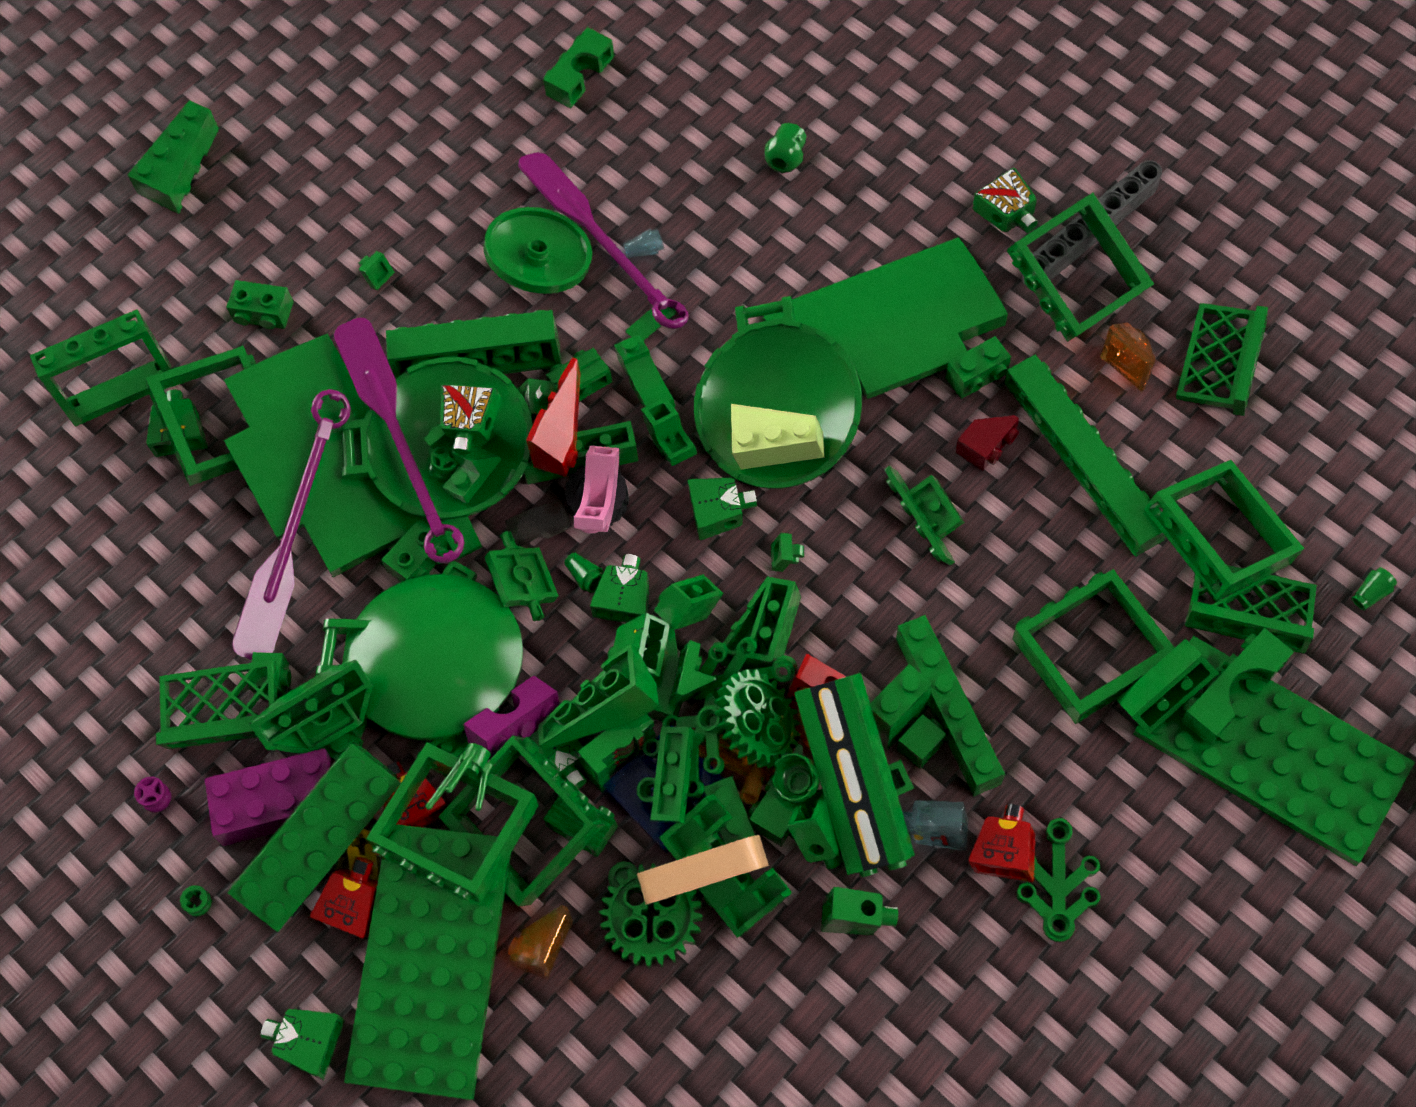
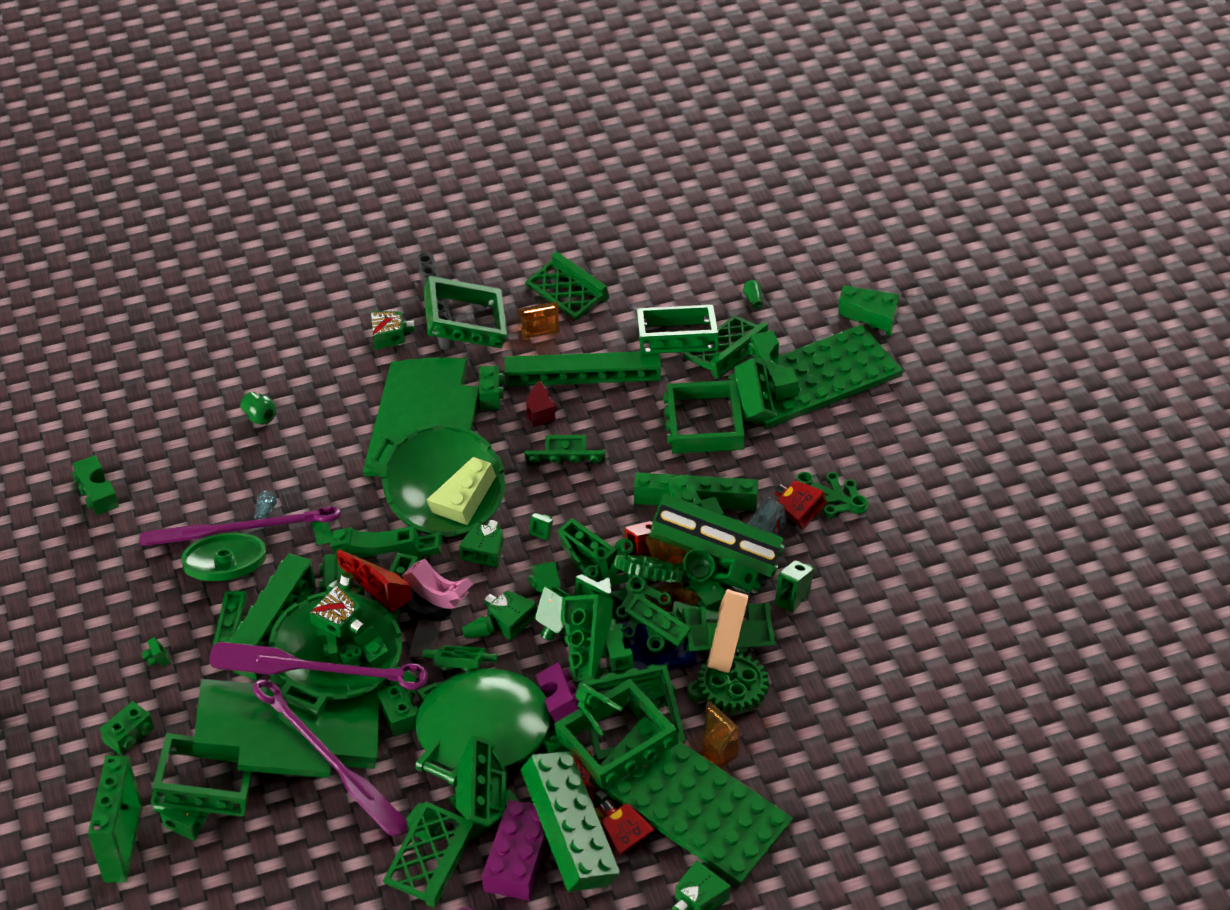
camera: 65 degrees left, 20 degrees down
(469, 307) = (230, 615): none -> green tile

